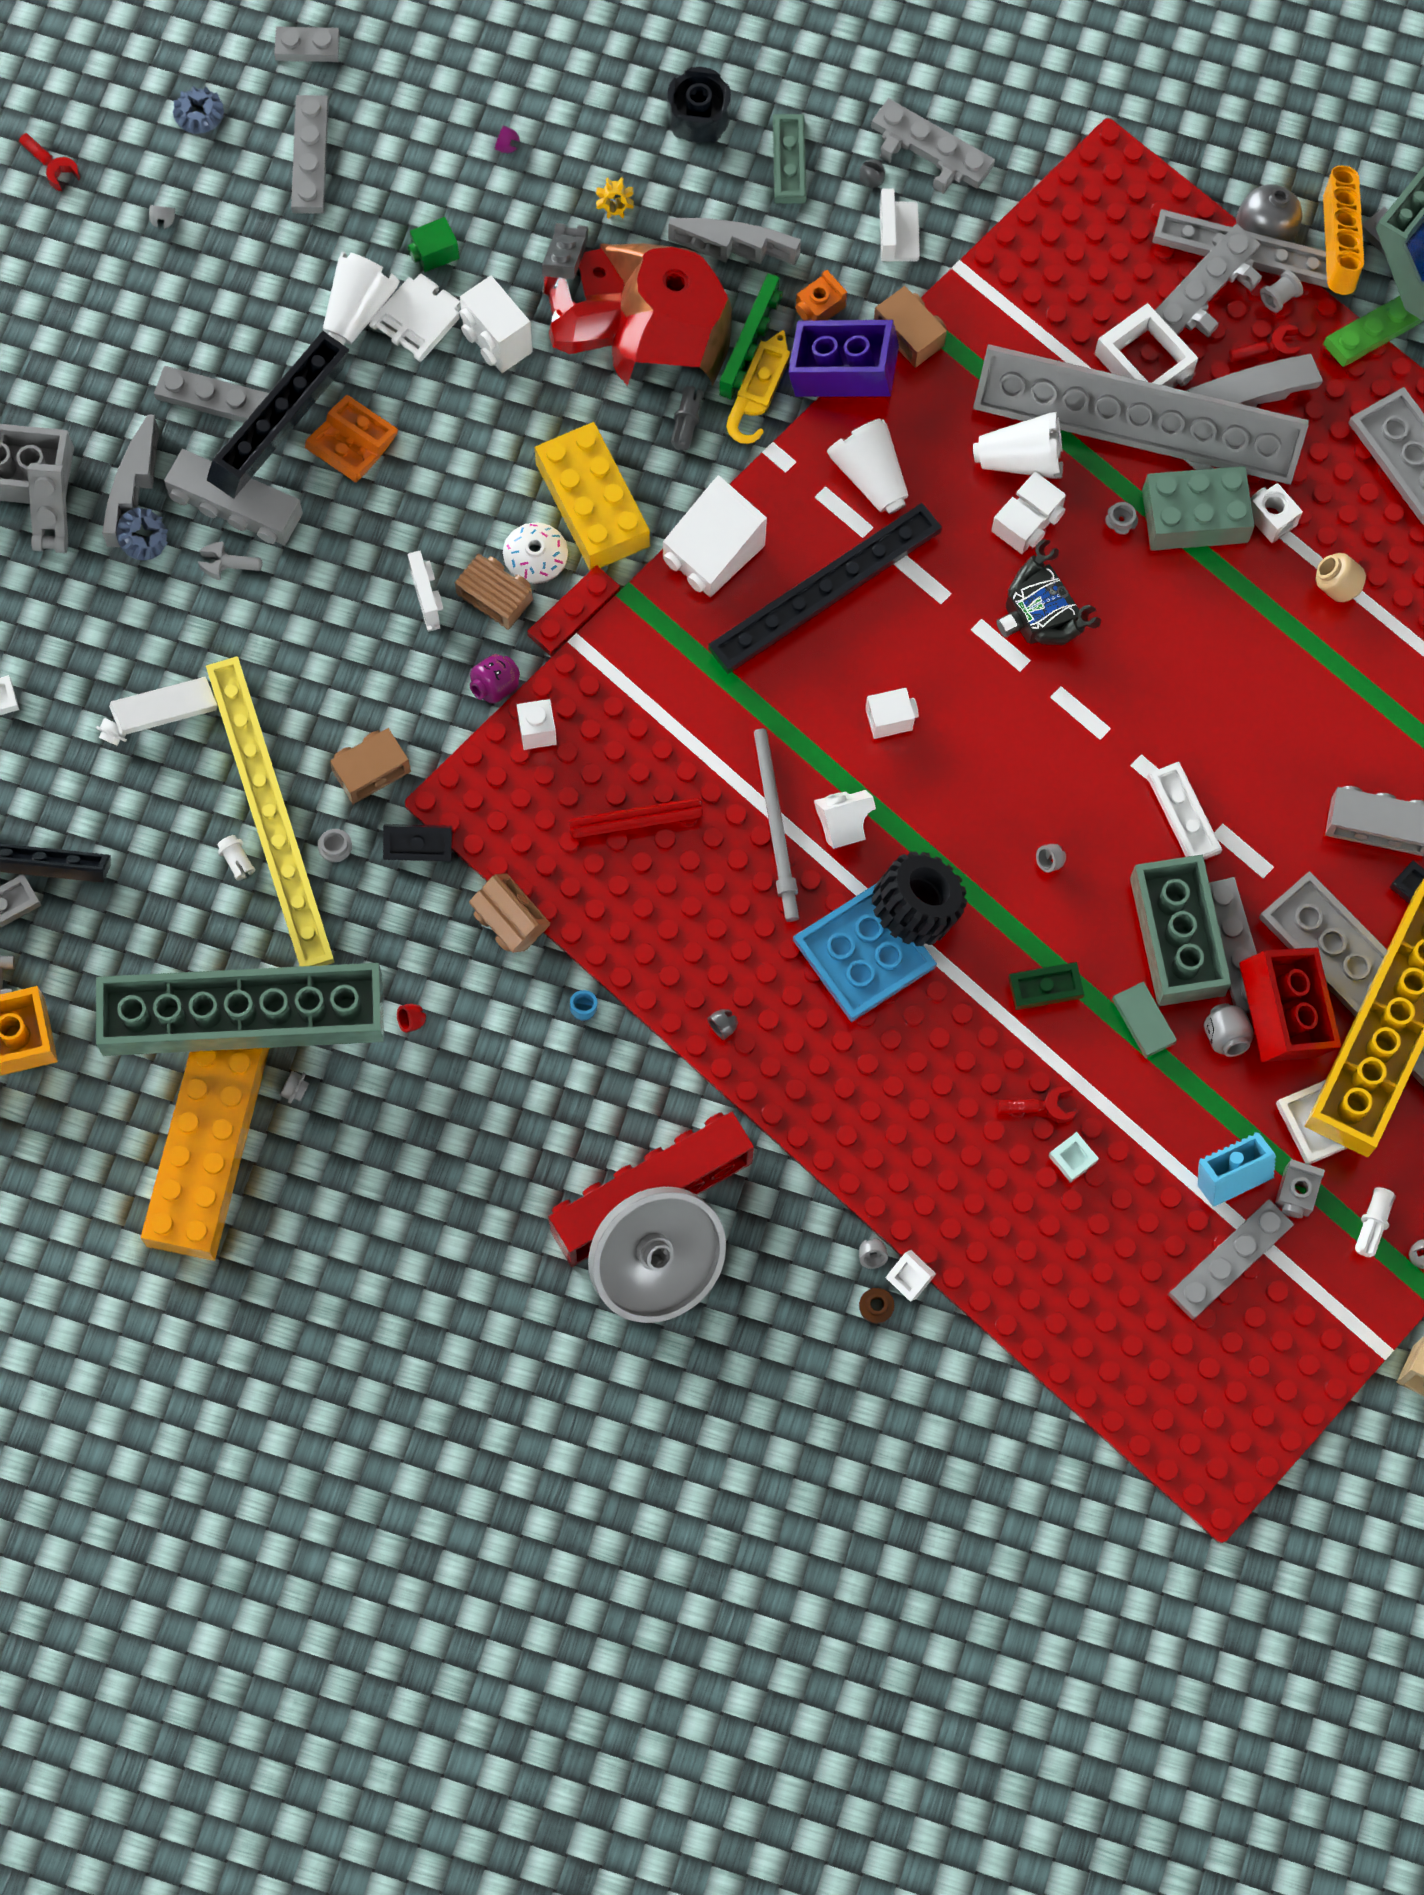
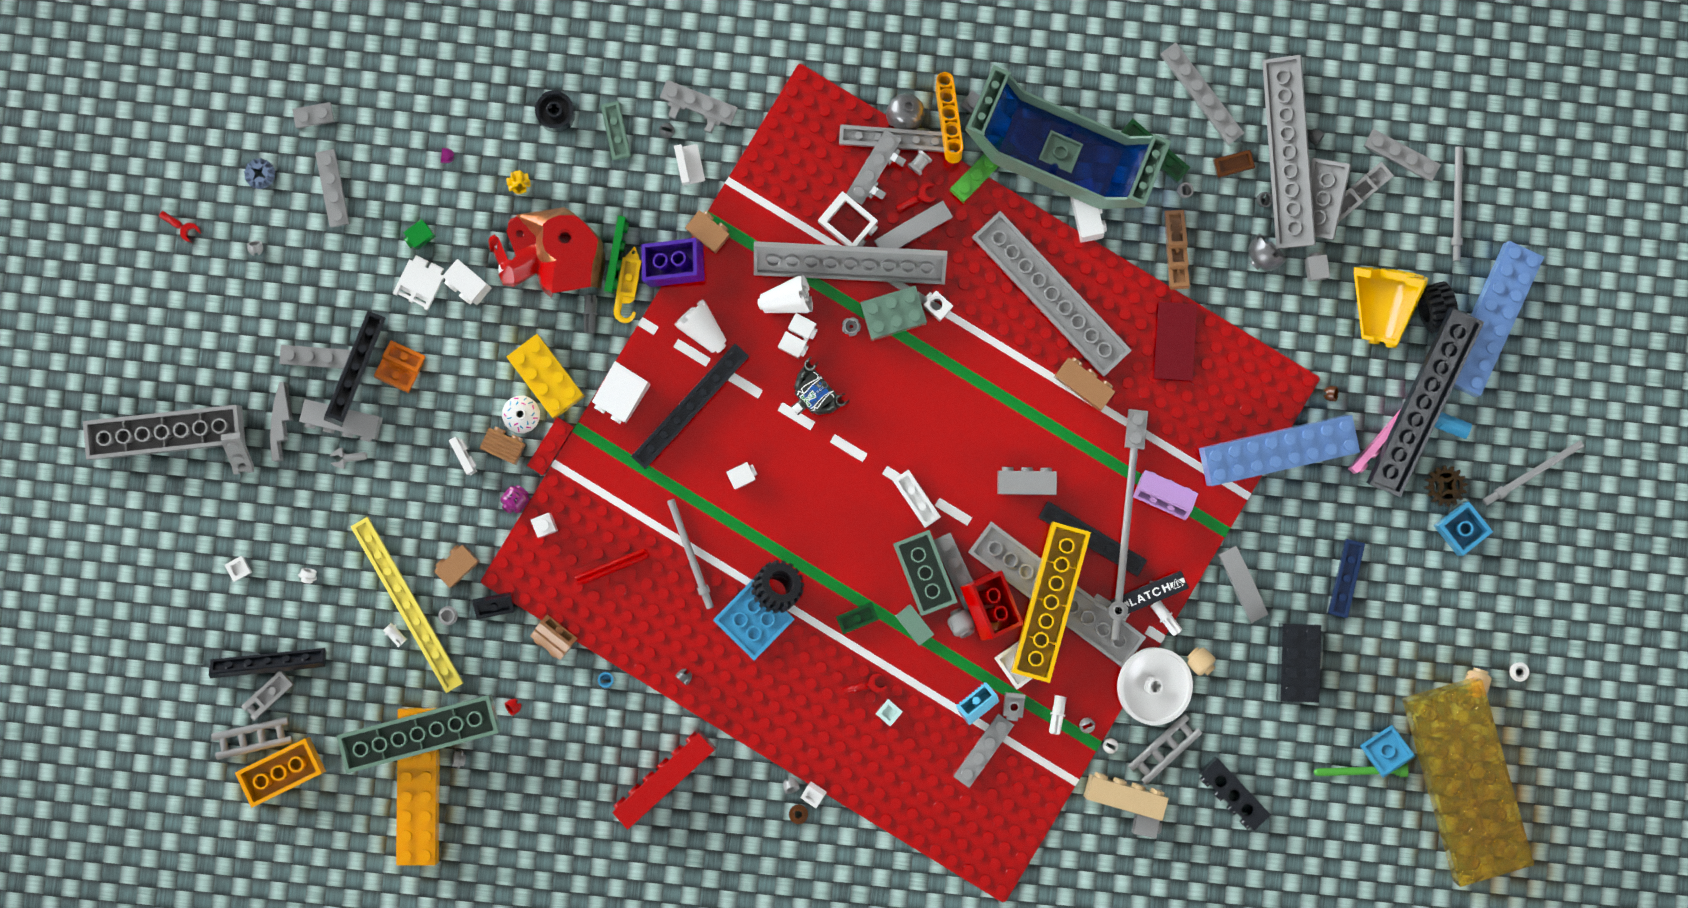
camera: 10 degrees left, 15 degrees up
(134, 545) = (287, 449): sand blue gear -> none
(163, 706) = (332, 555): white tile -> none
(356, 296) = (381, 281): white cone -> none
(565, 251) = (497, 226): flat silver plate -> none
(657, 1254) = (674, 818): light grey dish -> none
(724, 237) = (587, 194): light grey slope -> none
(832, 299) = (659, 221): orange brick -> none
(844, 816) = (727, 543): white brick -> none
(1046, 853) = (846, 542): light grey hinge -> none
(1340, 577) = (981, 340): tan head -> none

